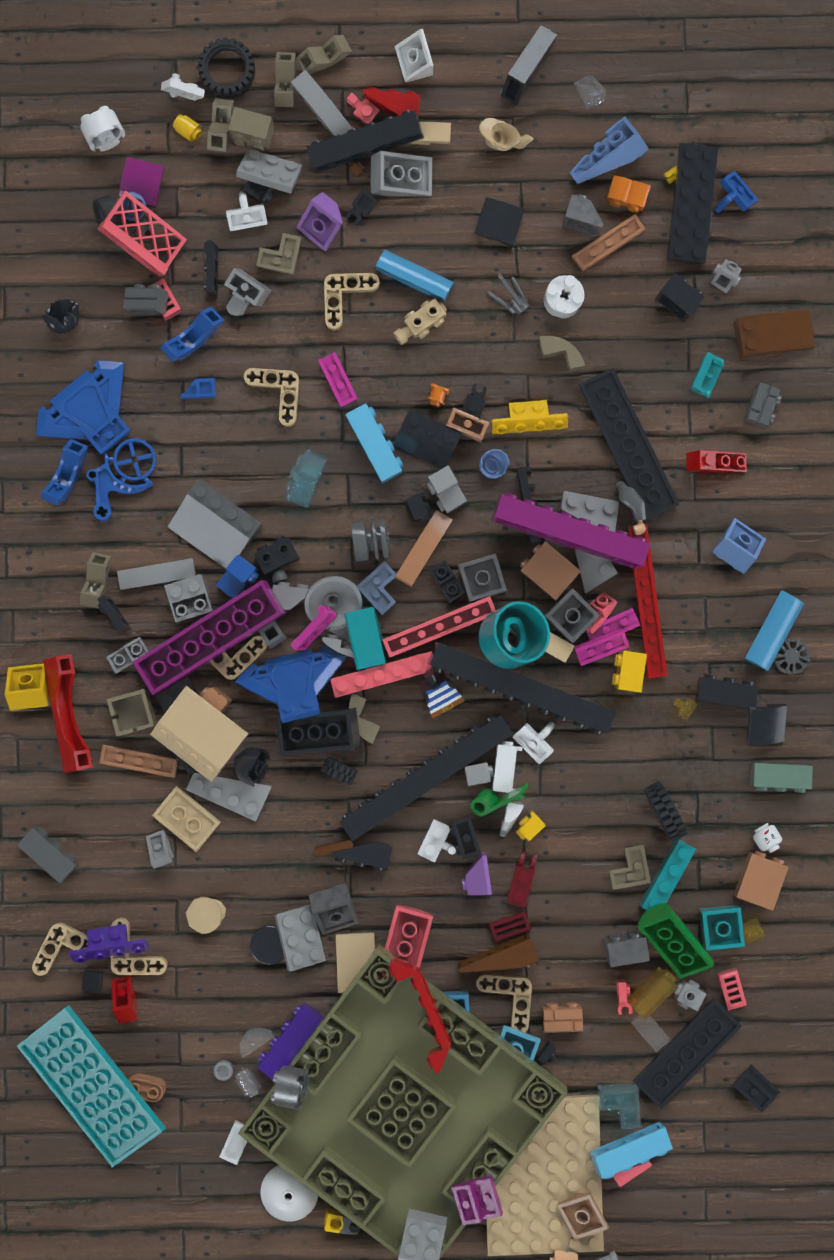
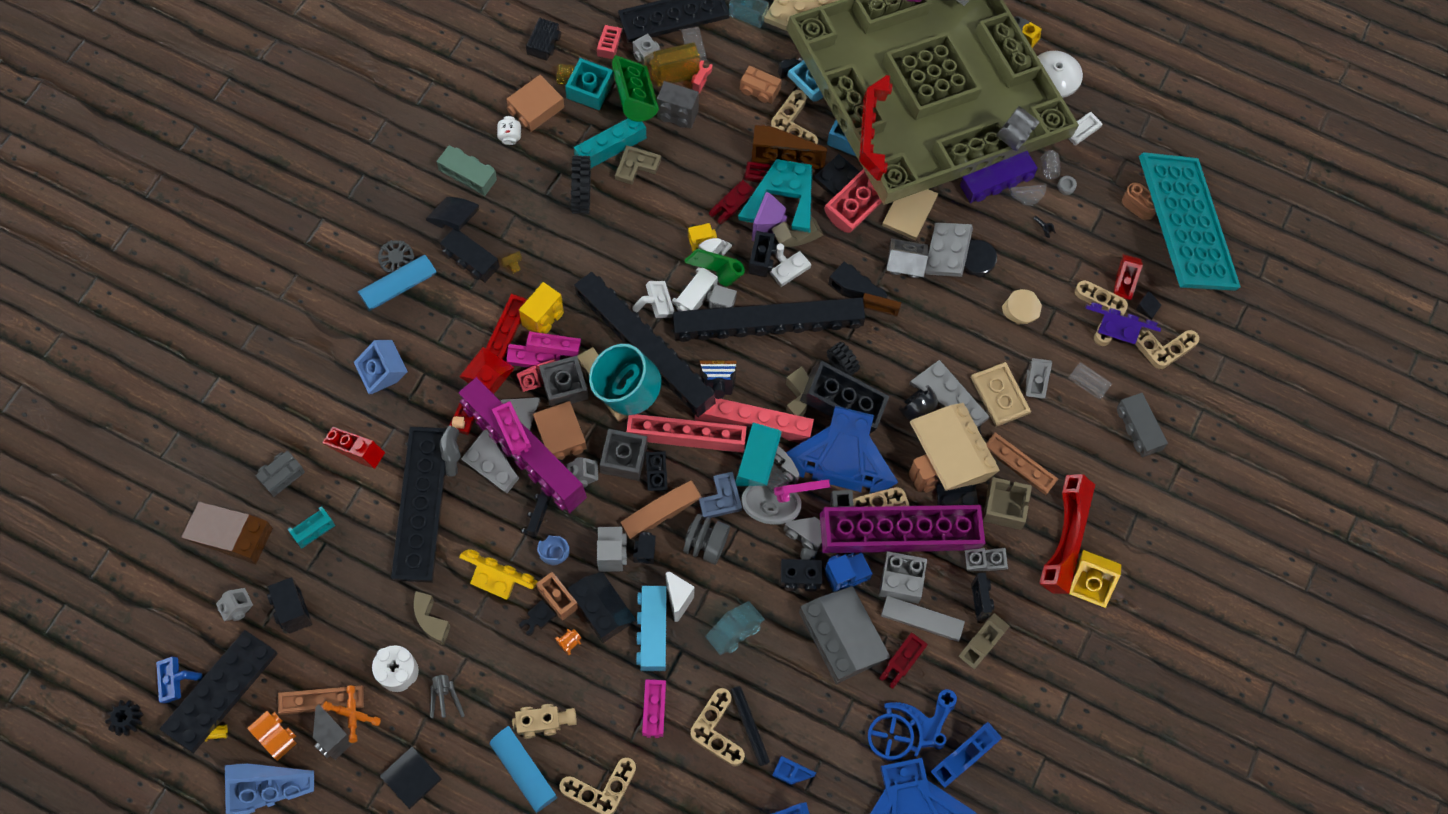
camera: 160 degrees left, 20 degrees down
(113, 875) = (1090, 381): none -> clear tile
(154, 530) = (904, 658): none -> dark red hinge
(222, 1012) = (1049, 227): none -> black hand
(254, 408) = (750, 726): none -> black axle
(366, 479) = (679, 593): none -> white slope
(440, 960) = (836, 175): none -> black plate
(445, 878) = (789, 237): none -> dark tan brick
(482, 926) = (787, 180): none -> teal wing
(508, 543) = (584, 470): none -> light grey brick
(574, 239) = (351, 713): none -> orange piece
(583, 532) = (511, 428): none -> dark pink hinge
(643, 588) = (488, 369): none -> red slope
(756, 138) = (115, 720): none -> black gear
(794, 954) = (543, 39): none -> black brick

